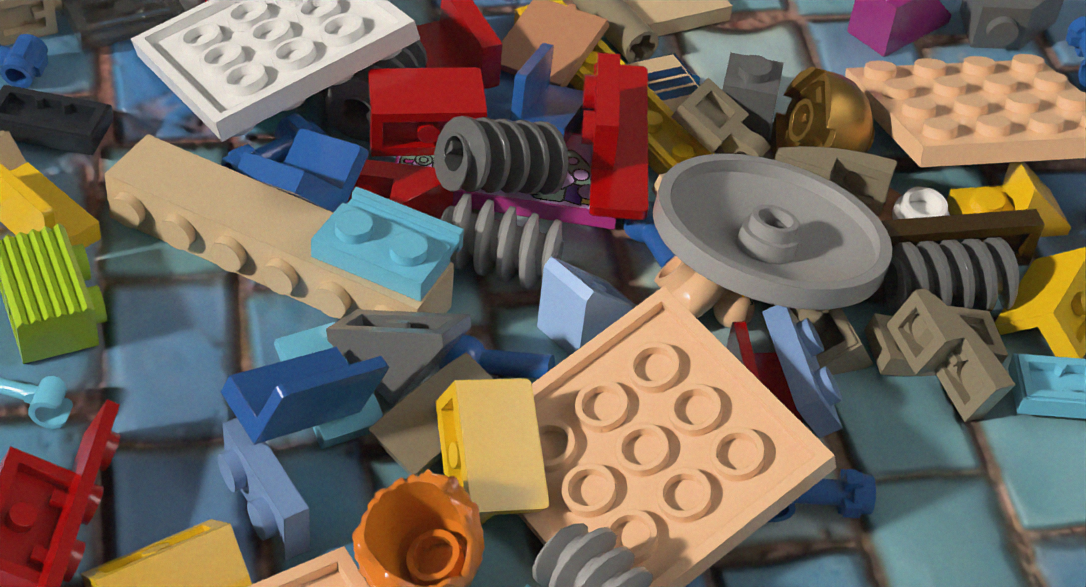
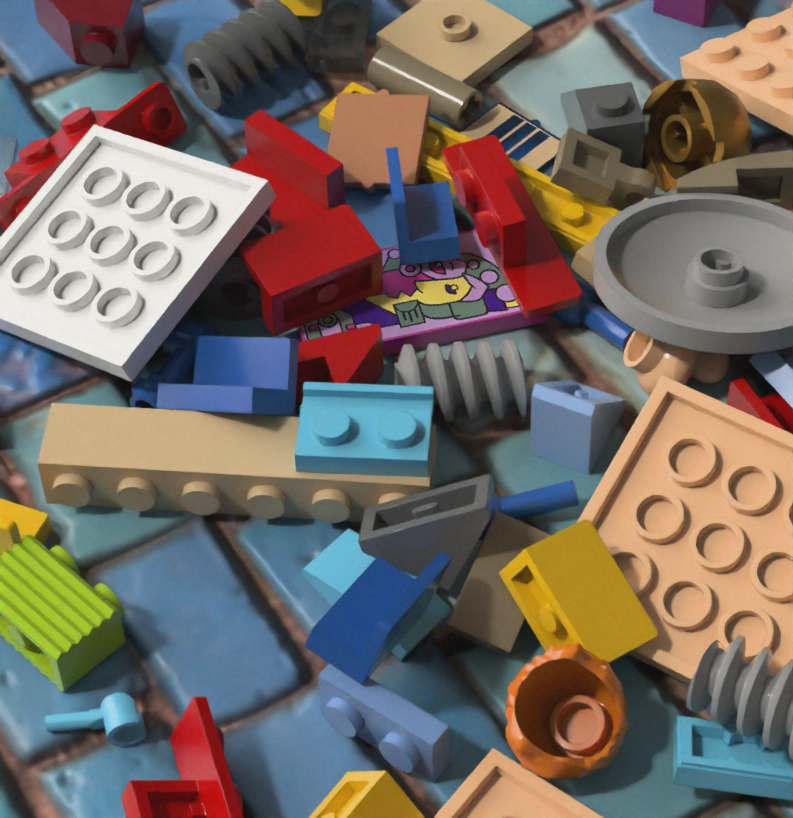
camera: 15 degrees left, 5 degrees up
(501, 156) = (421, 293): dark grey piece -> none

